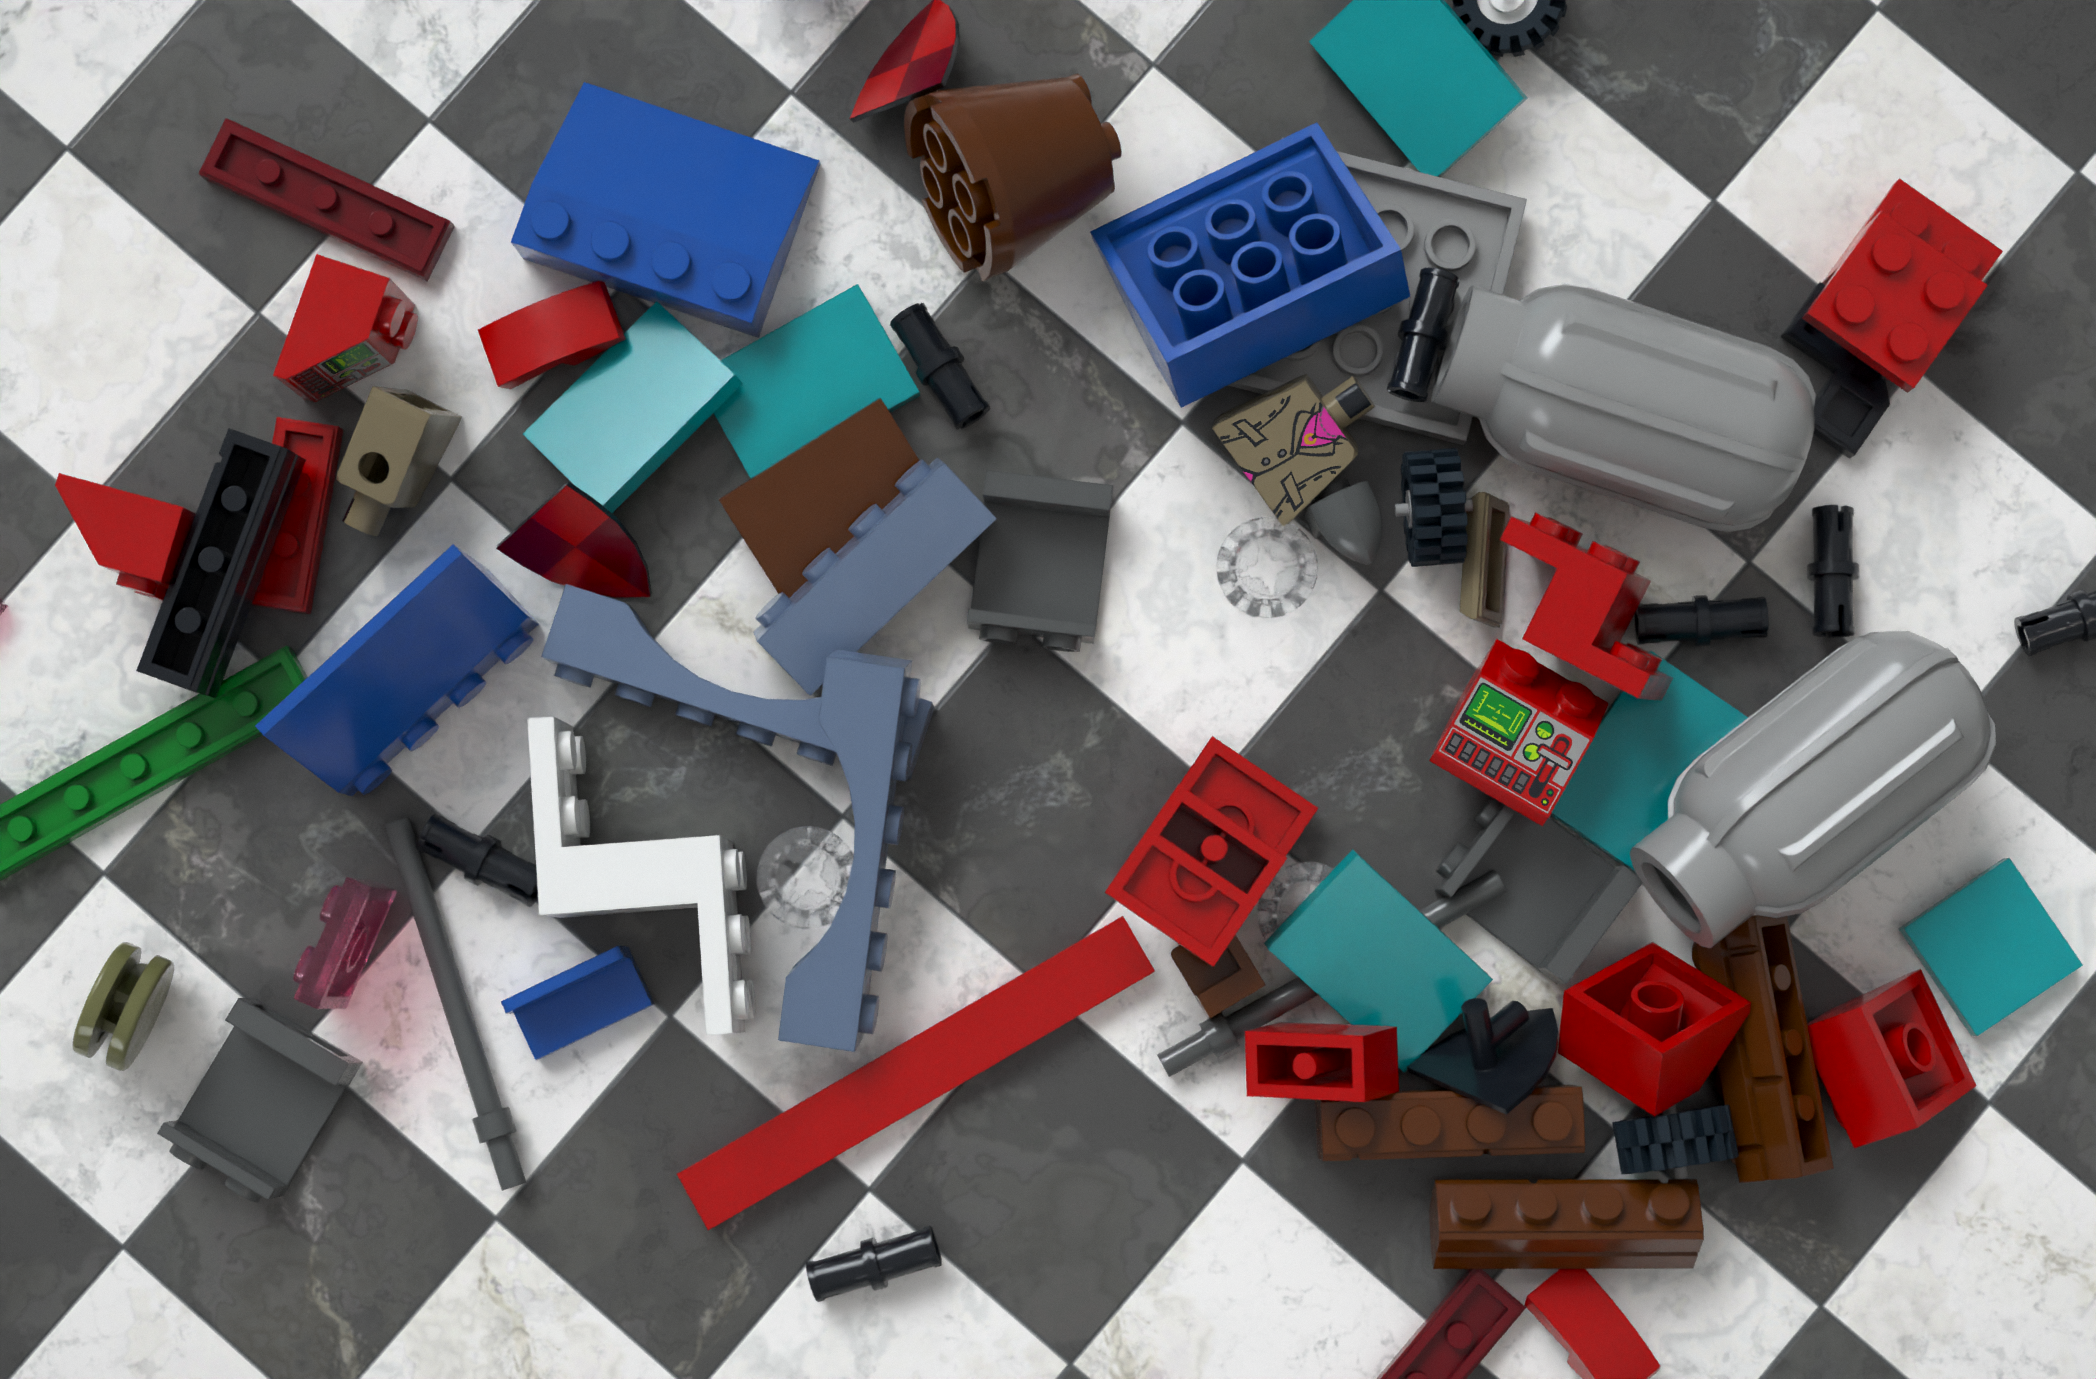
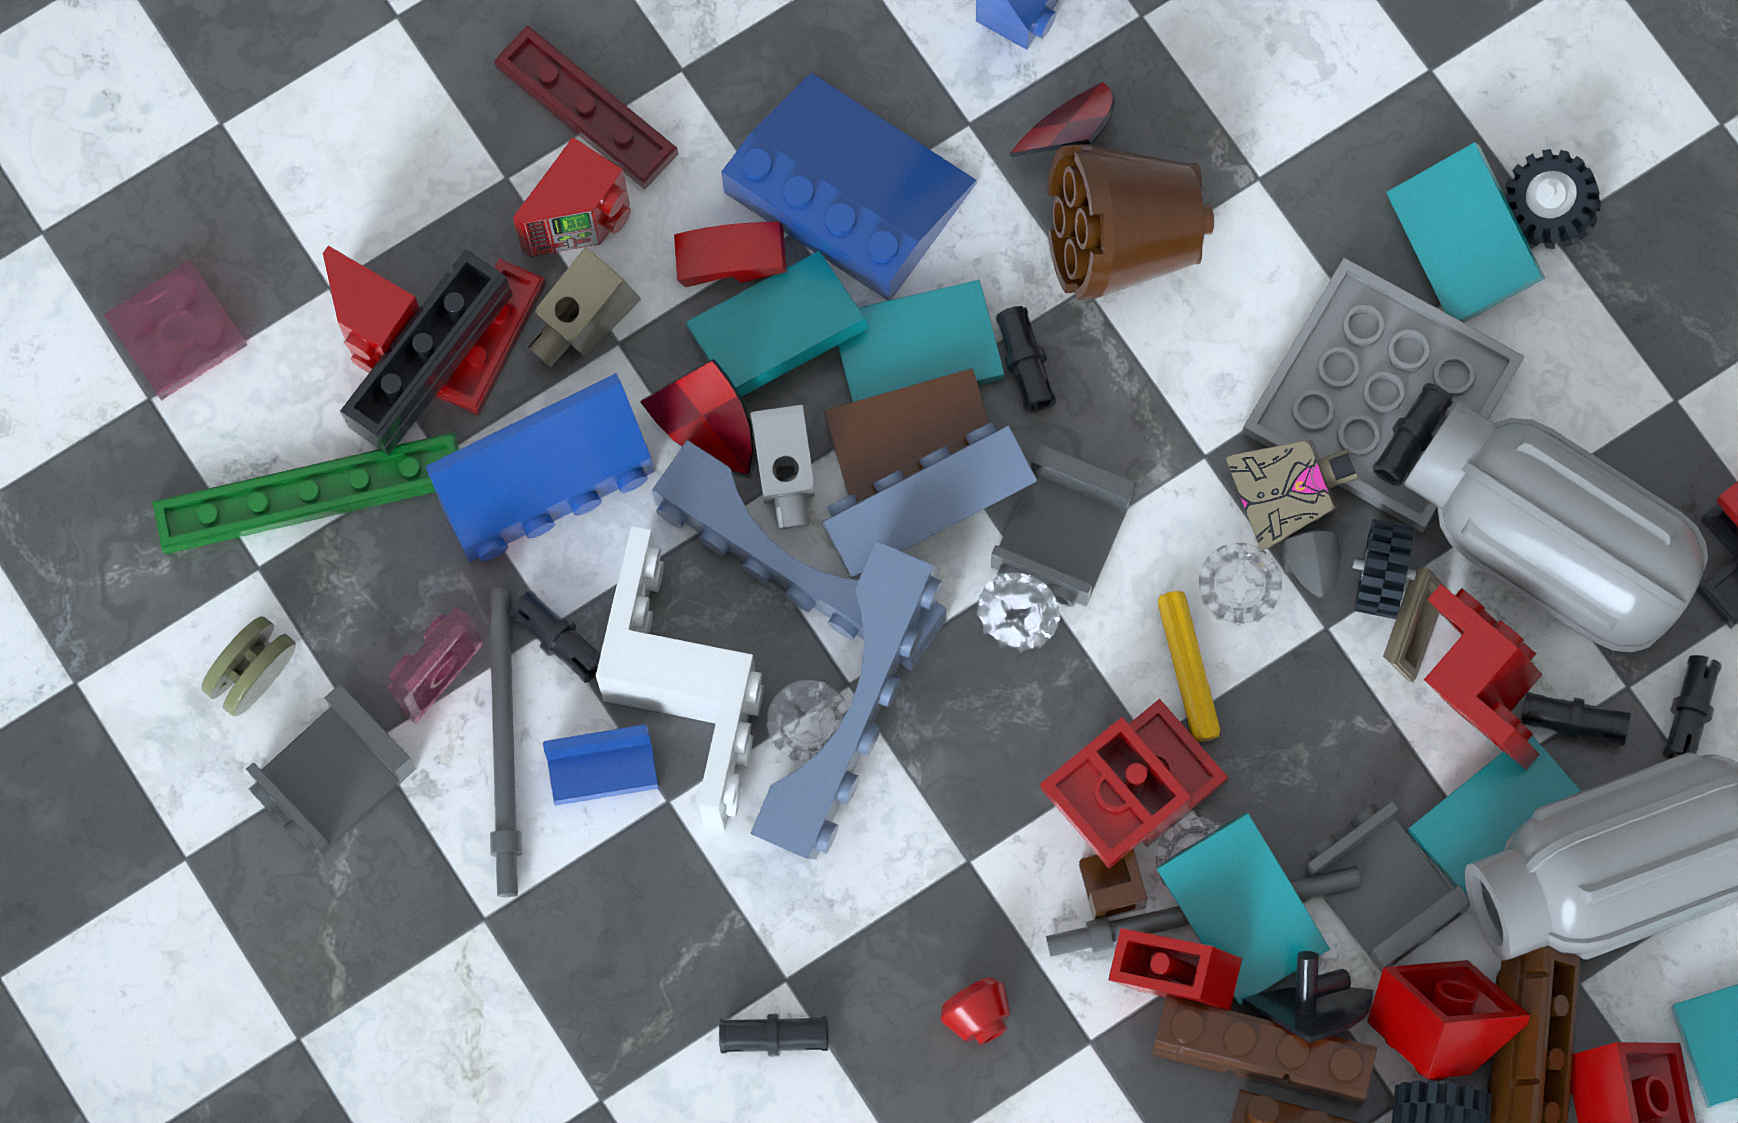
camera: 15 degrees right, 10 degrees down
(684, 549) = (782, 442): none -> light grey torso
(915, 1073) = (850, 897): red tile -> none
(1015, 658) = (1021, 592): none -> clear gear
(1104, 1170) = (977, 1011): none -> red cone
(1234, 684) = (1188, 666): none -> yellow axle
(1252, 264) = (1292, 344): blue slope -> none
(1519, 731) = (1404, 757): slope -> none

